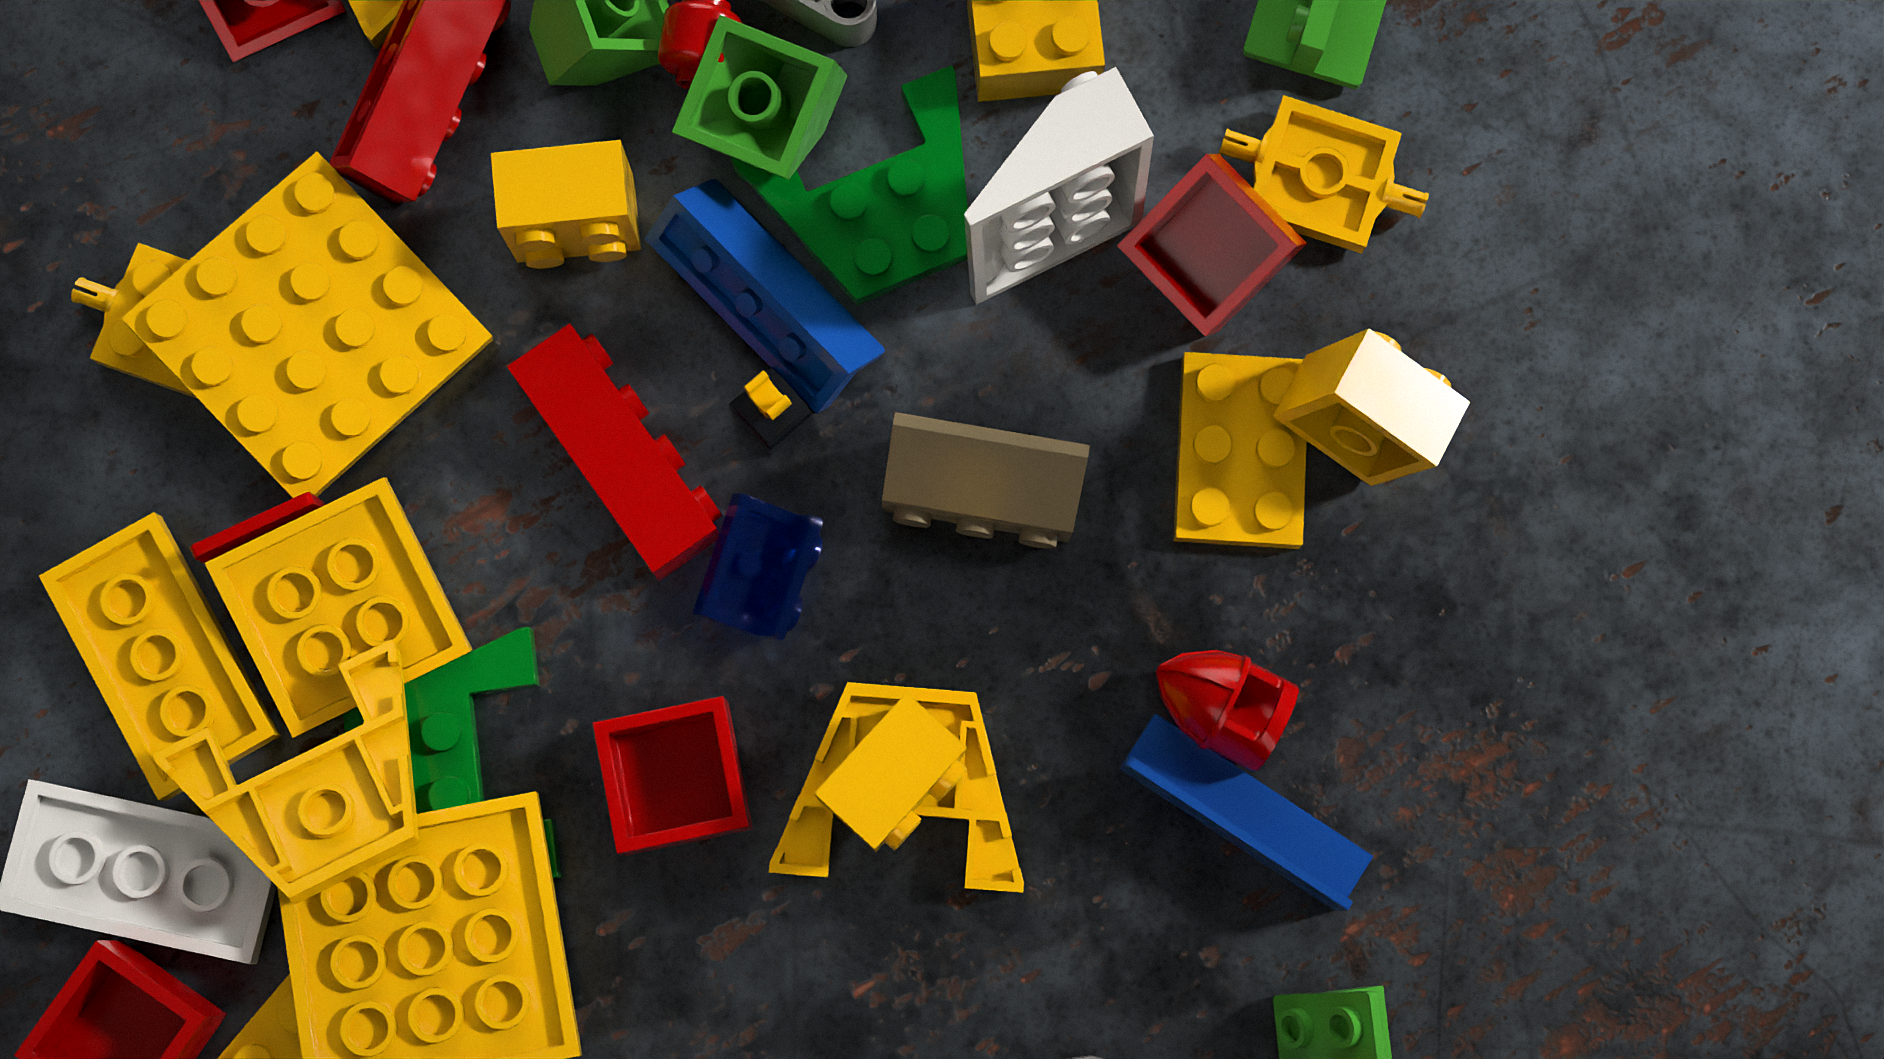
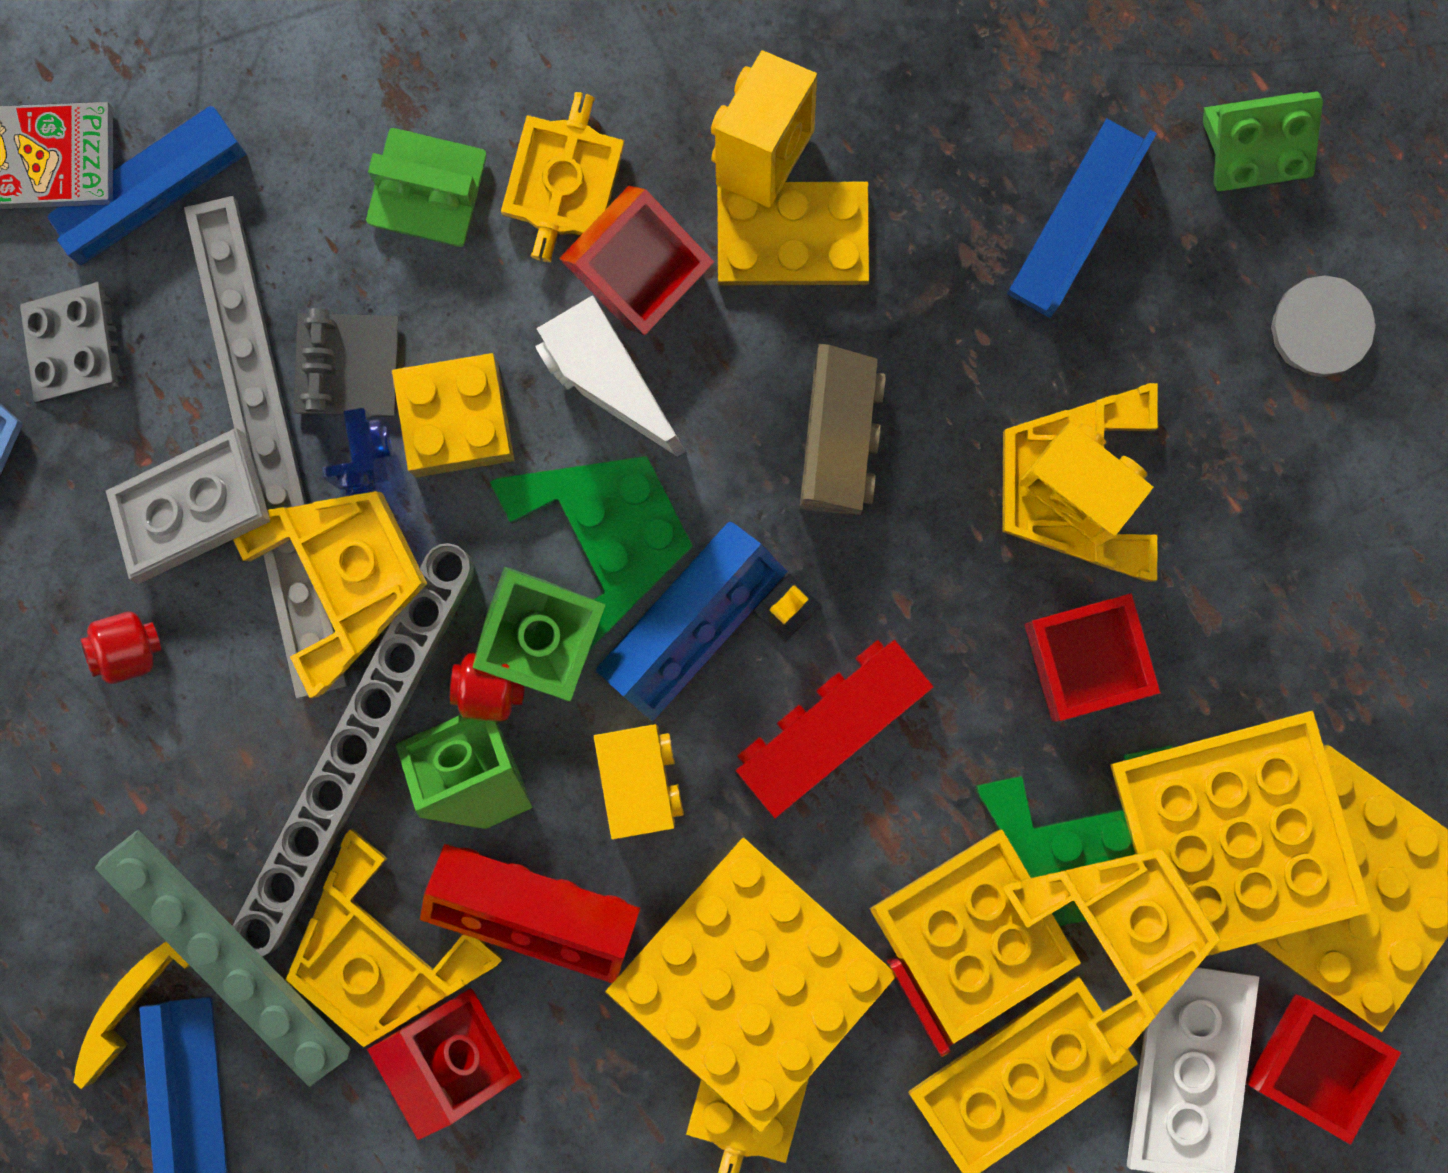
camera: 90 degrees left, 5 degrees up
(759, 568) = (919, 605): clear blue bracket -> none
(1227, 704) = (1000, 236): red helmet -> none

